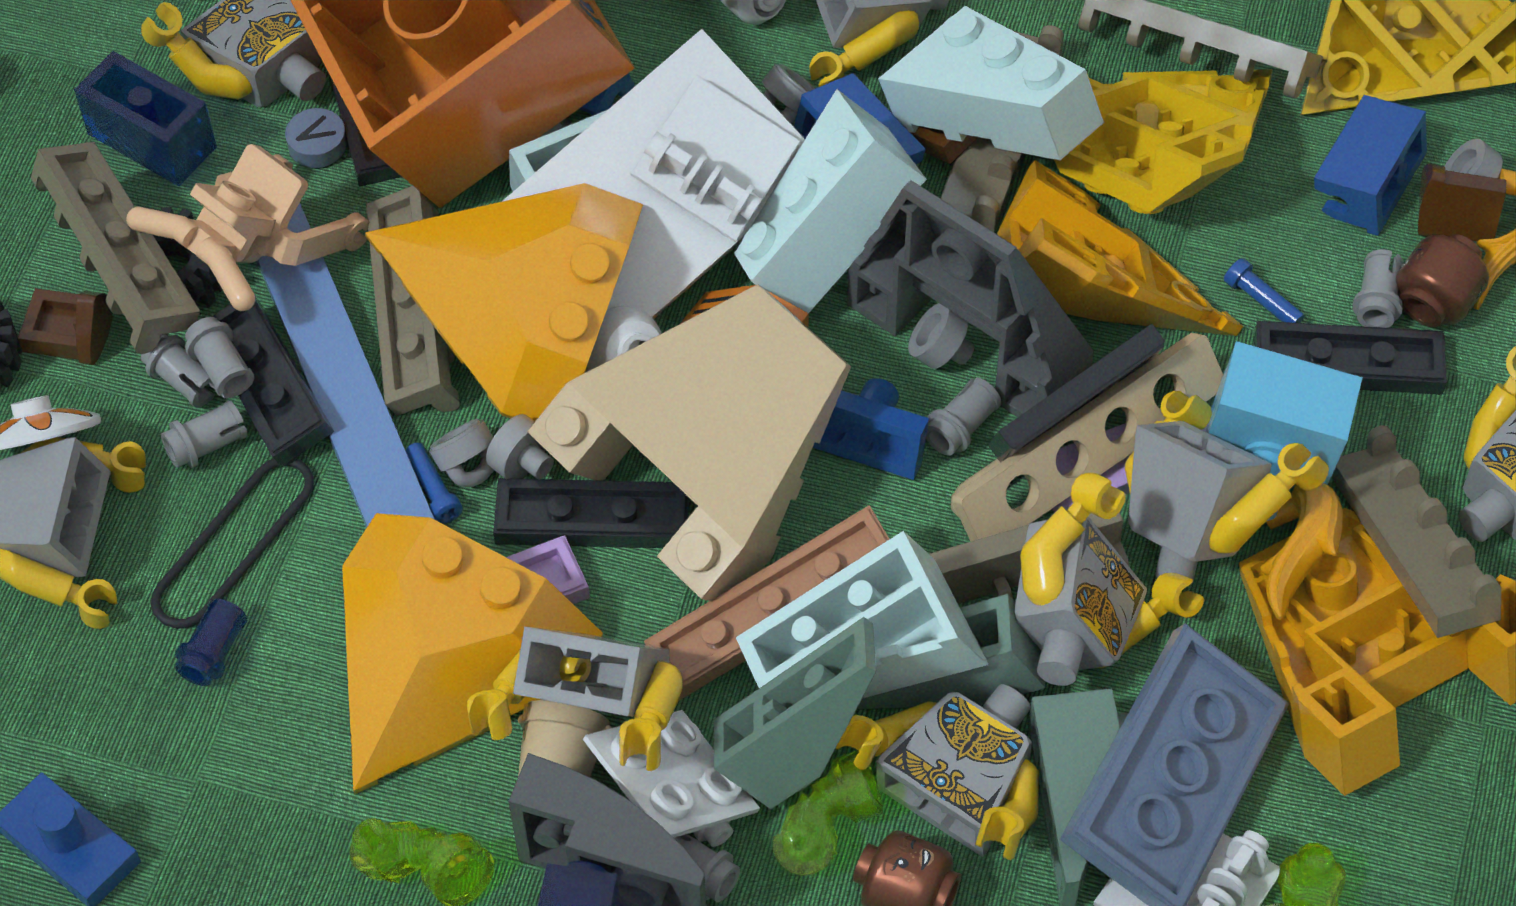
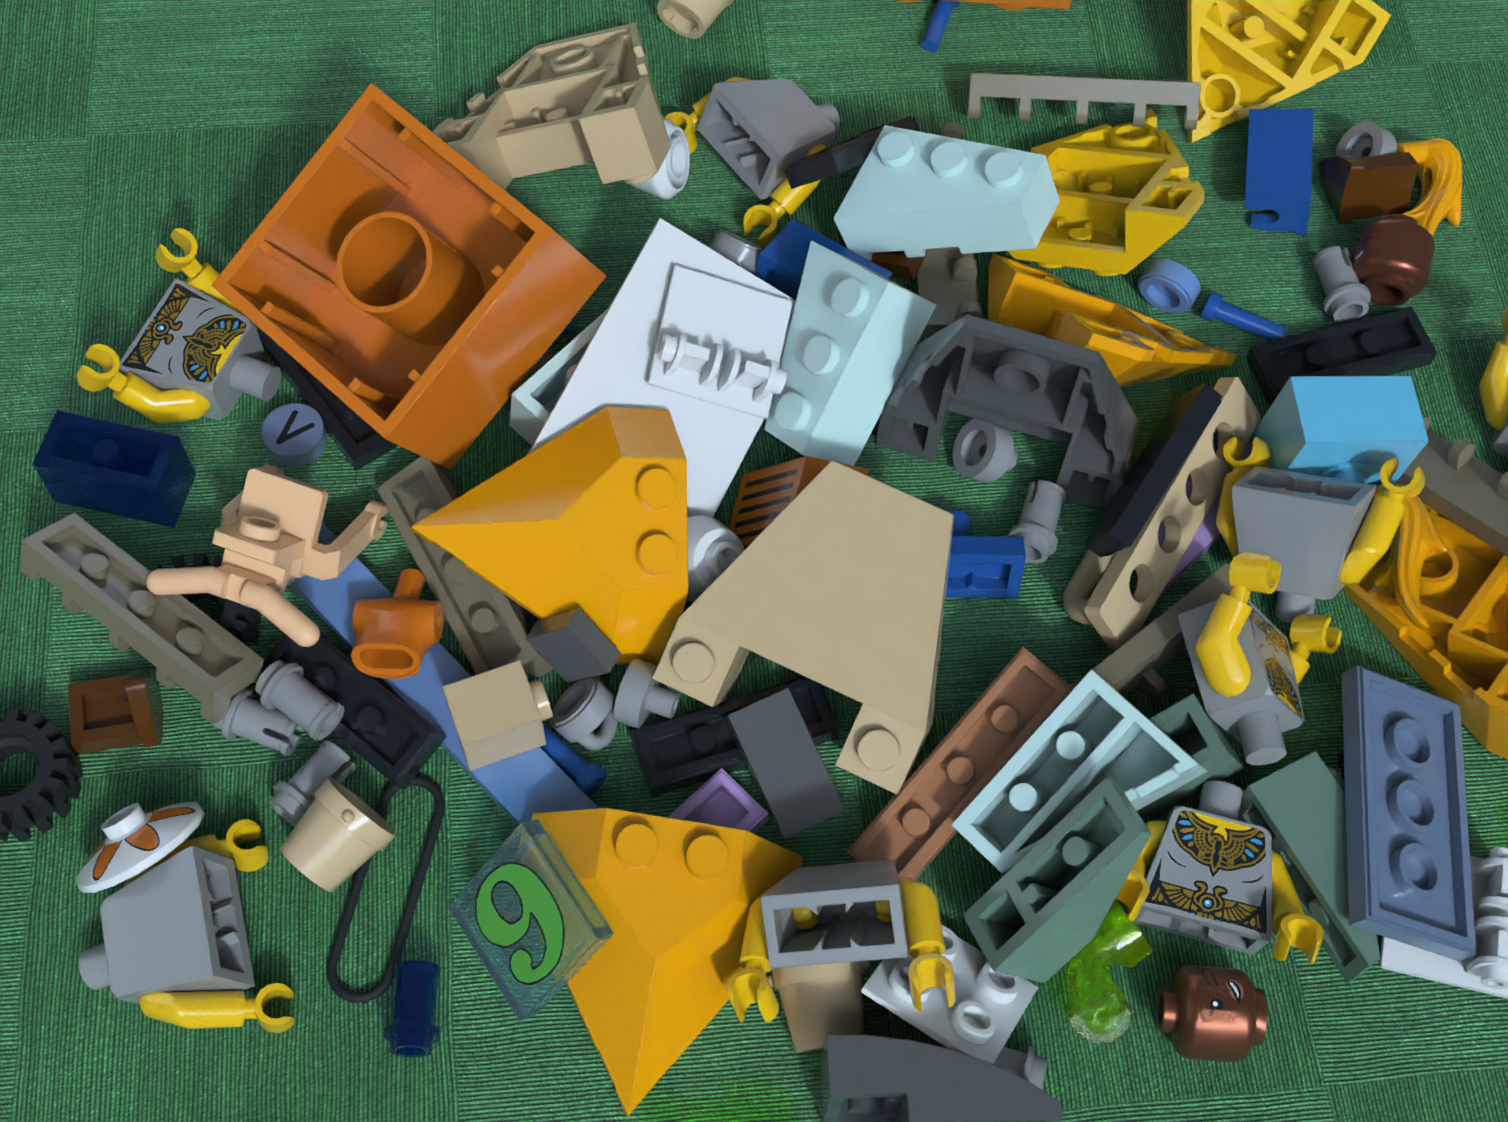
camera: 25 degrees left, 5 degrees up
(203, 479) = (335, 836): none -> tan piece
(327, 326) = (396, 630): none -> orange piece
(333, 597) = (529, 919): none -> clear light blue tile
(380, 421) = (498, 714): none -> tan brick
(472, 385) = (573, 646): none -> dark grey tile
(620, 547) = (784, 763): none -> dark grey tile
(918, 23) = (840, 156): none -> black tile
(1199, 240) = (1169, 286): none -> medium blue tile

